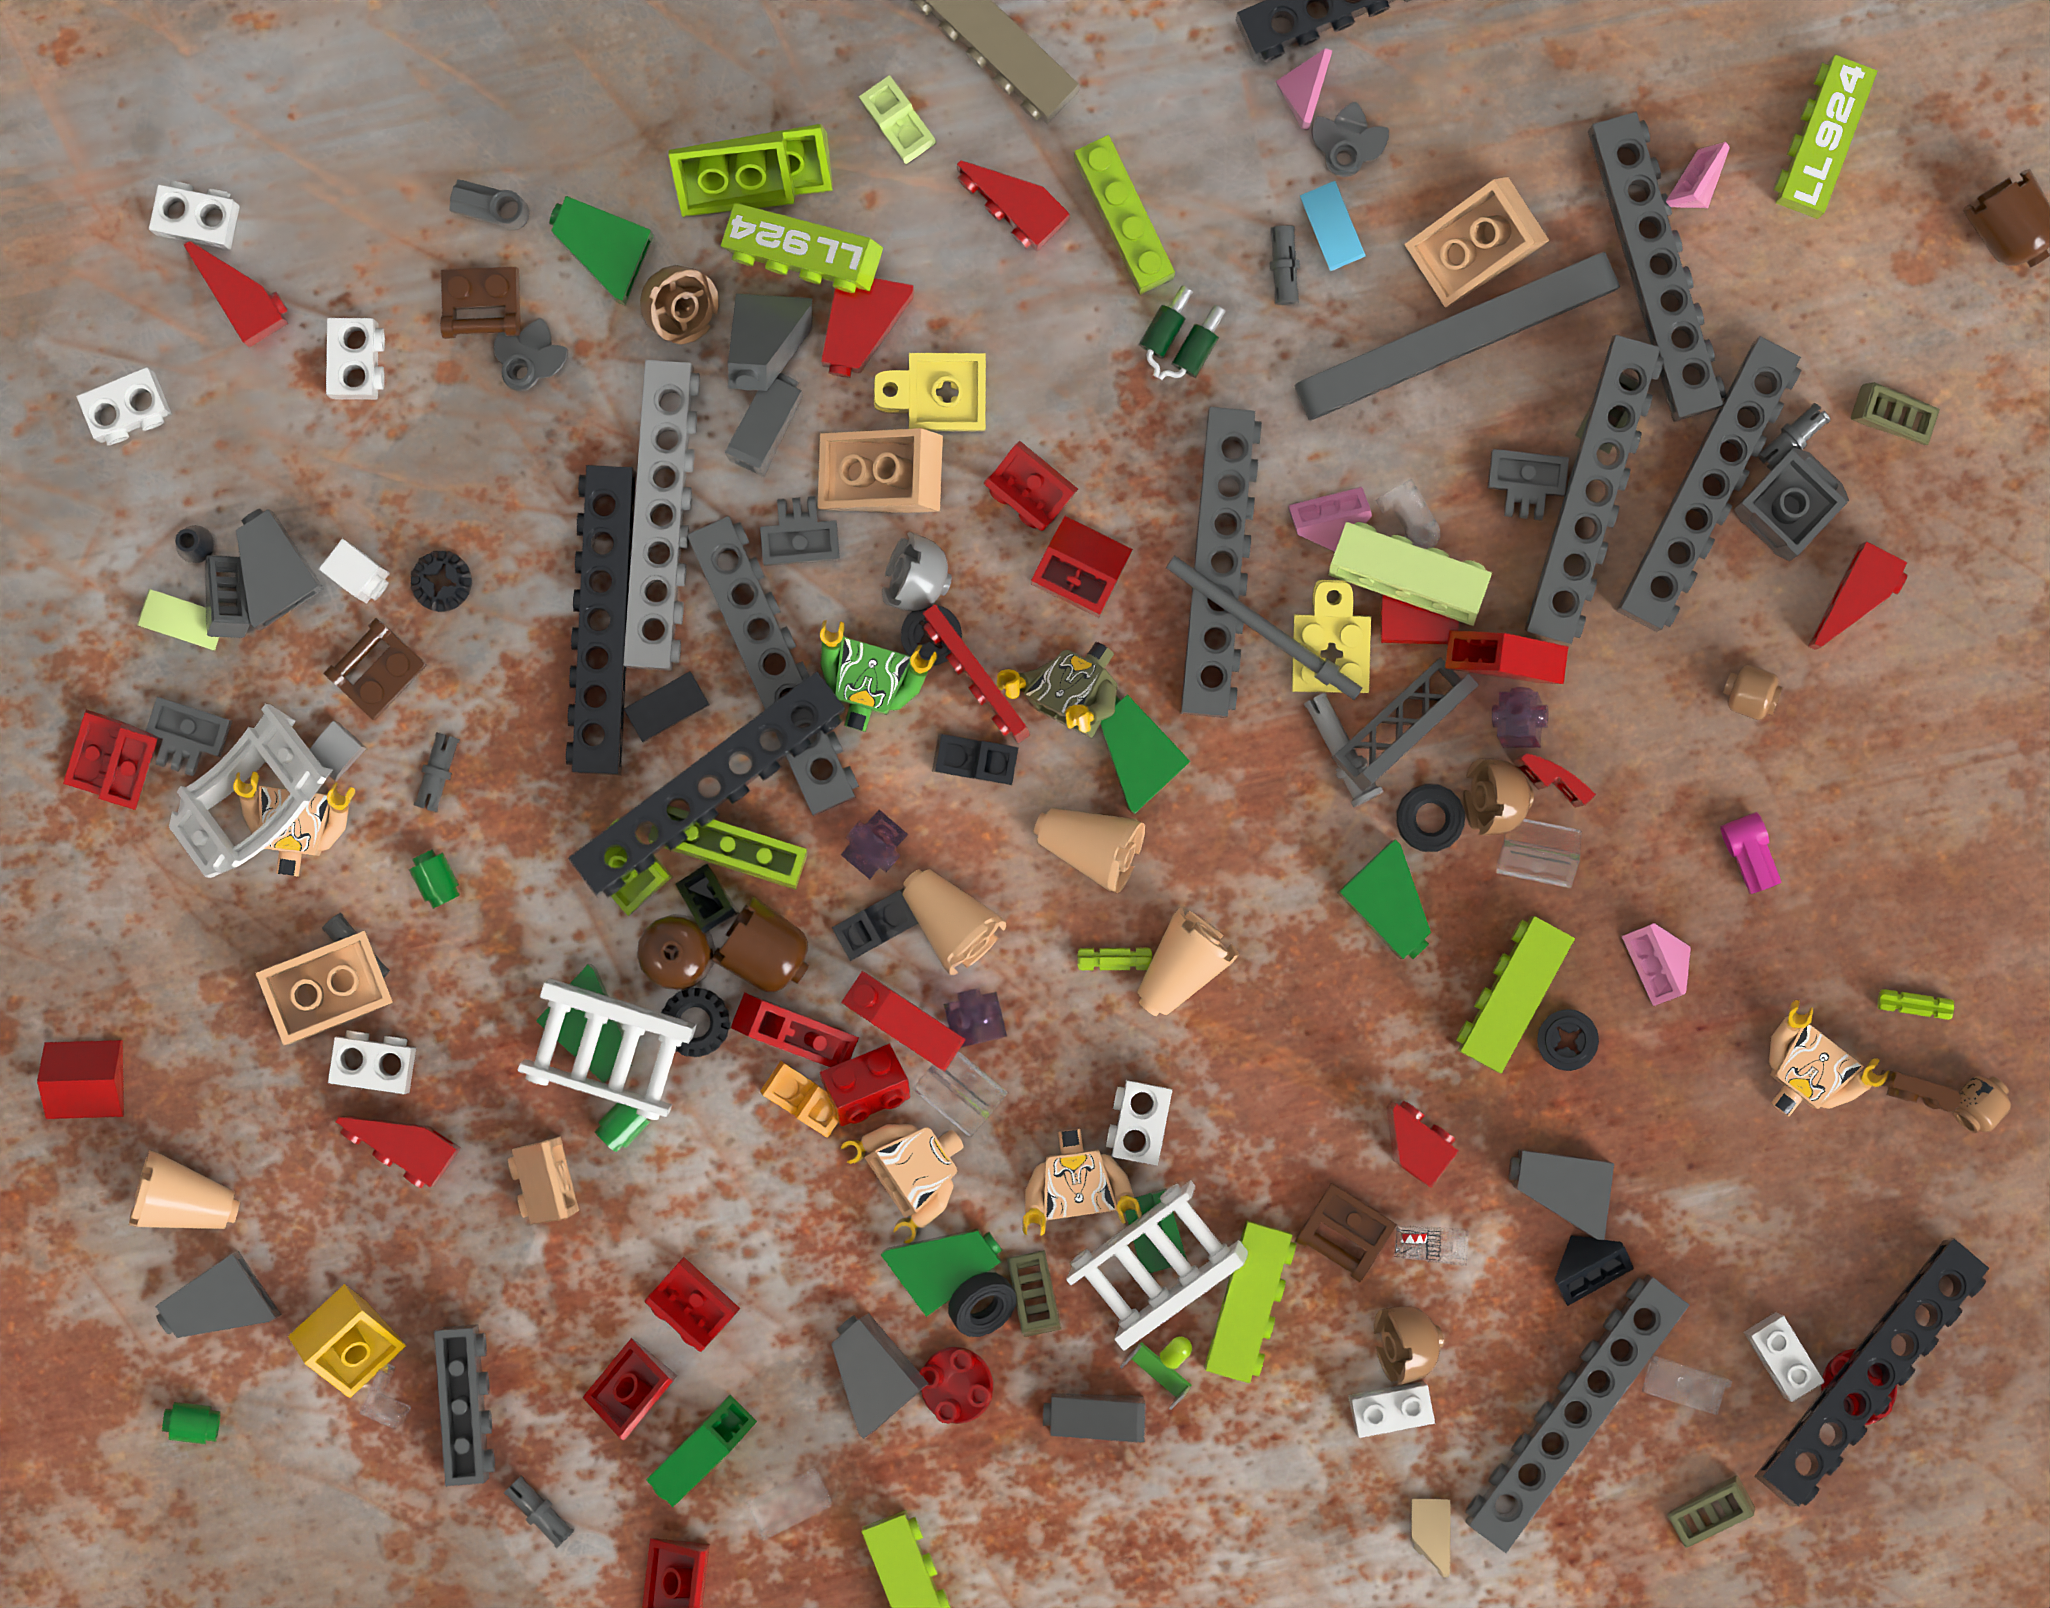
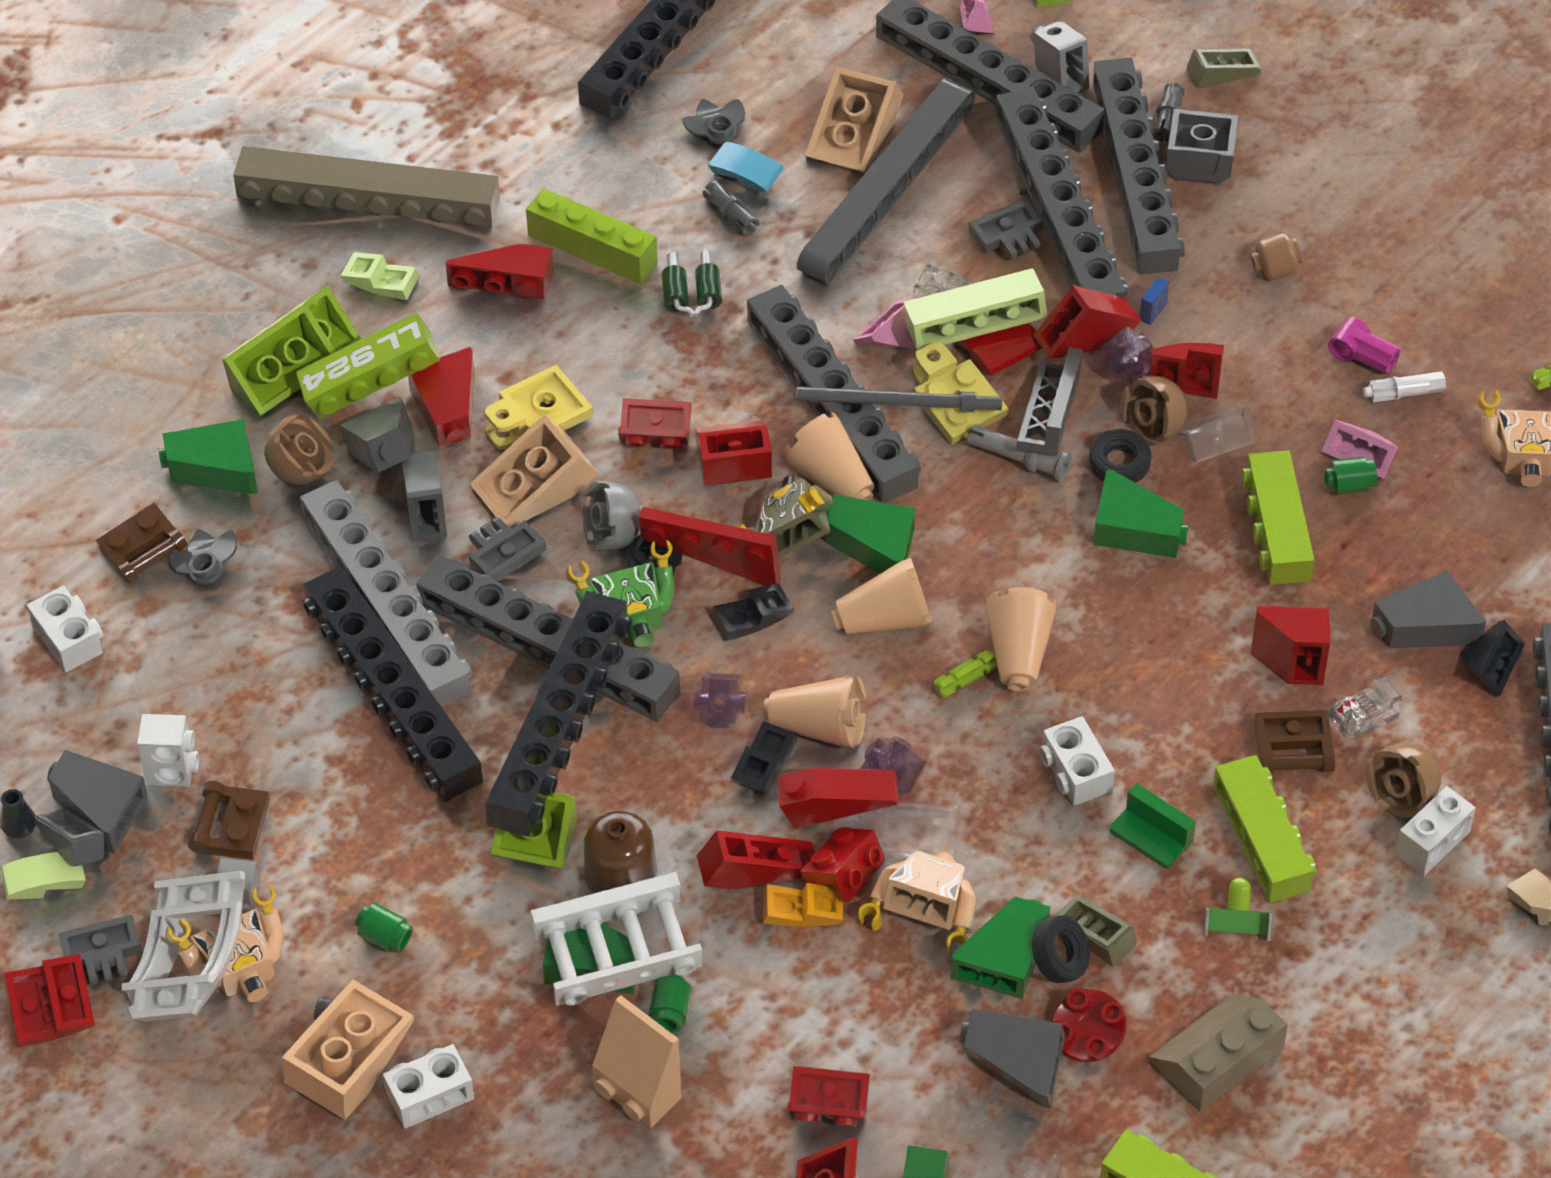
camera: 30 degrees left, 35 degrees down
(412, 1147) = (502, 1125): red slope -> none
(436, 772) = (331, 858): dark grey pin -> none
(448, 597) = (227, 741): black gear -> none
(486, 204) = (116, 476): dark grey piece -> none
(666, 706) = (486, 713): black tile -> none
(706, 898) = (631, 800): black slope -> none
(713, 1007) = (687, 916): black tyre -> none
(740, 850) = (621, 760): lime brick -> none
(763, 948) = (688, 810): reddish brown cylinder -> none
(1047, 1481) = (1221, 1049): none -> dark tan slope
(1076, 1185) = (1067, 826): light nougat torso -> none
(1096, 1416) = (1220, 967): dark grey slope -> none
(1155, 651) = (829, 459): none -> light nougat cone
(1162, 1302) = (1206, 823): white fence -> none
(1303, 86) = (661, 107): bright pink slope -> none
(1586, 1040) = (1330, 522): black gear -> none
(1597, 663) = (1154, 300): none -> blue tile
(1620, 989) = (1350, 475): none -> green brick
(1735, 300) = (1062, 55): none -> light grey torso
(1754, 922) = (1397, 388): none -> white piece
(1865, 585) = (1293, 159): red slope -> none

